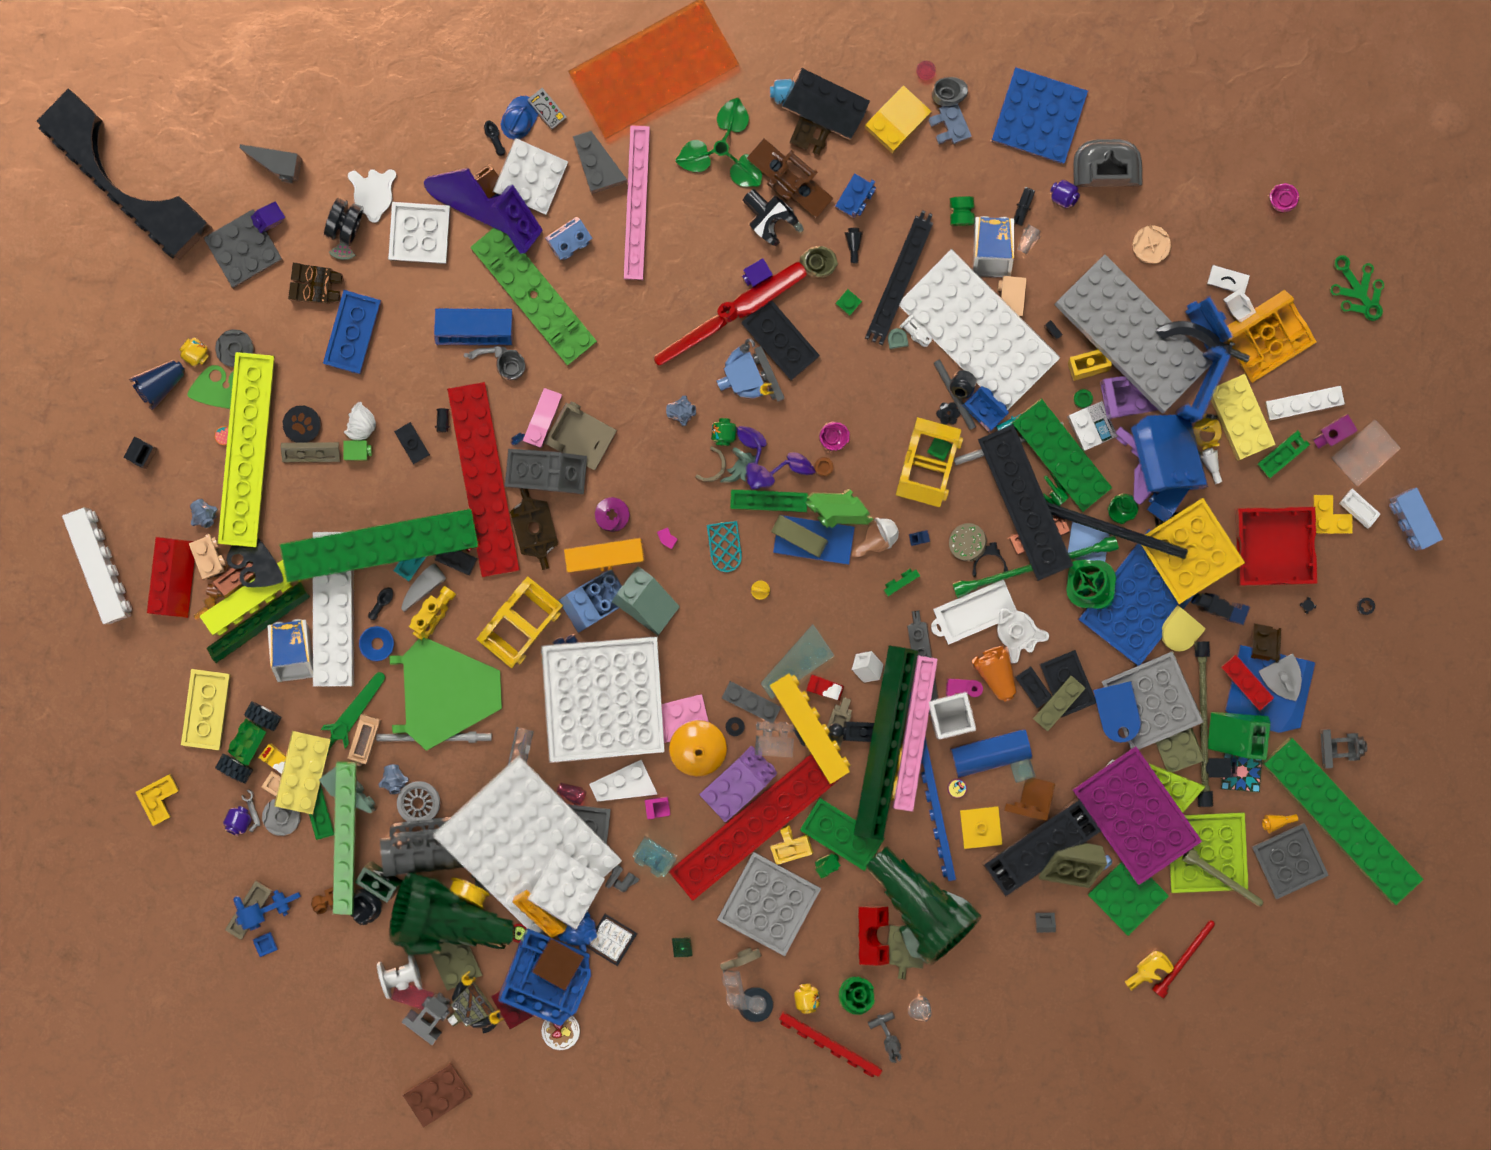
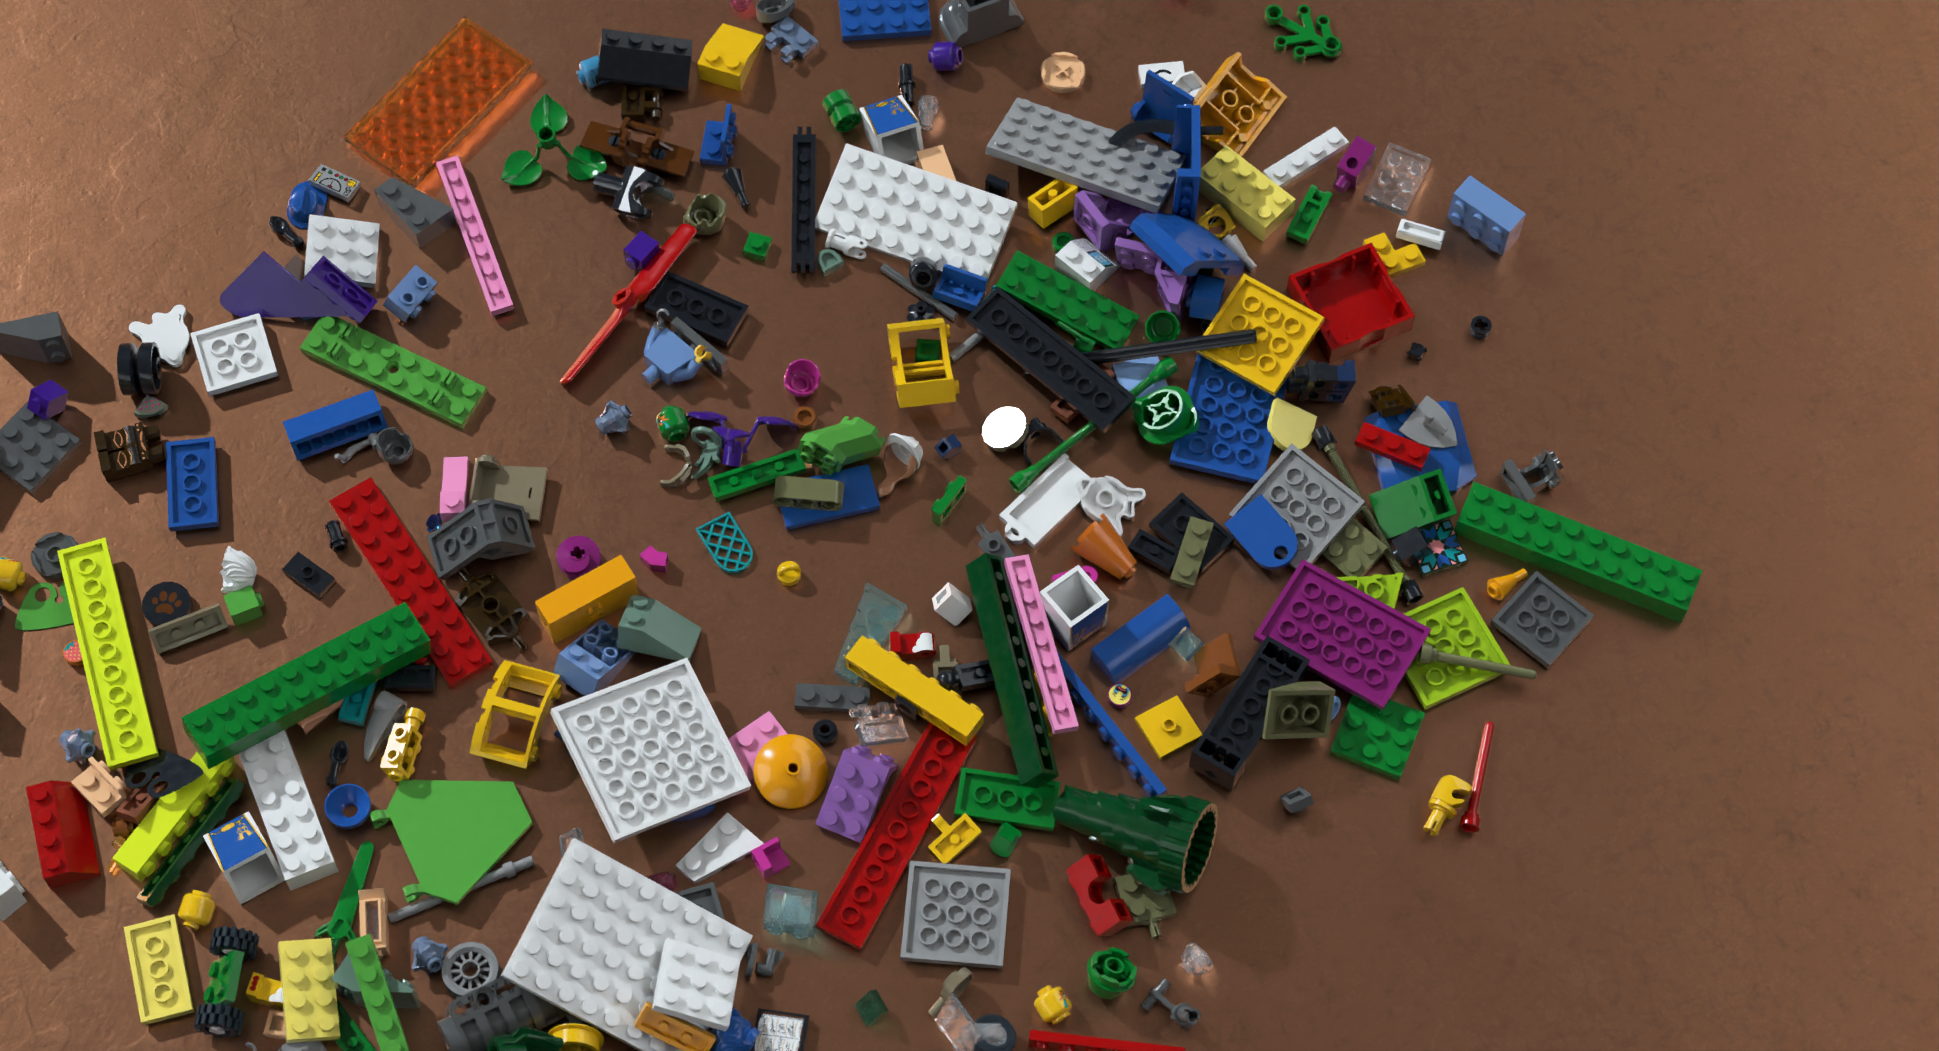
camera: 20 degrees left, 25 degrees down
(245, 676) = (196, 909): none -> yellow head

